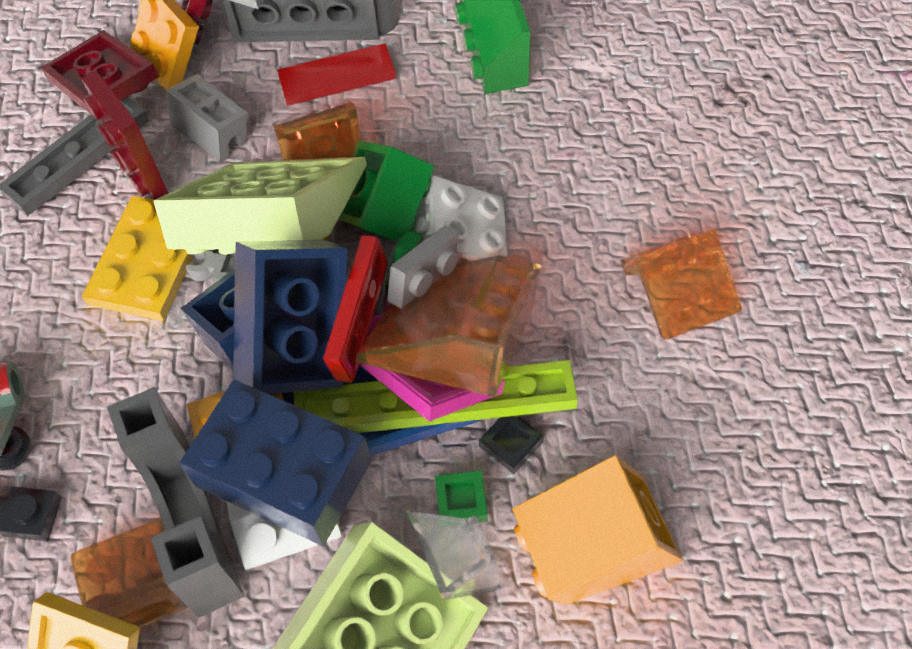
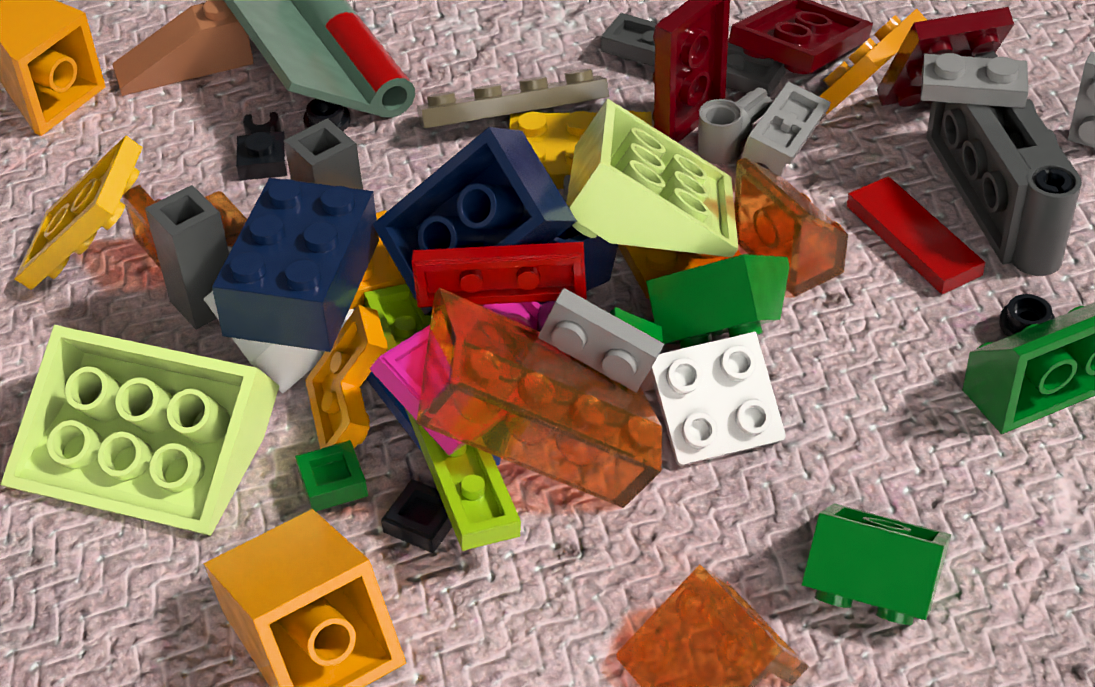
camera: 75 degrees right, 15 degrees down
(67, 293) = (493, 102): none -> dark tan plate
(176, 148) = (727, 124): none -> light grey axle
(390, 480) = (337, 379): none -> light orange plate
(443, 38) = (1023, 312): none -> black plate
(456, 554) = (249, 482): clear slope -> none
(630, 169) = (875, 563): none -> green slope

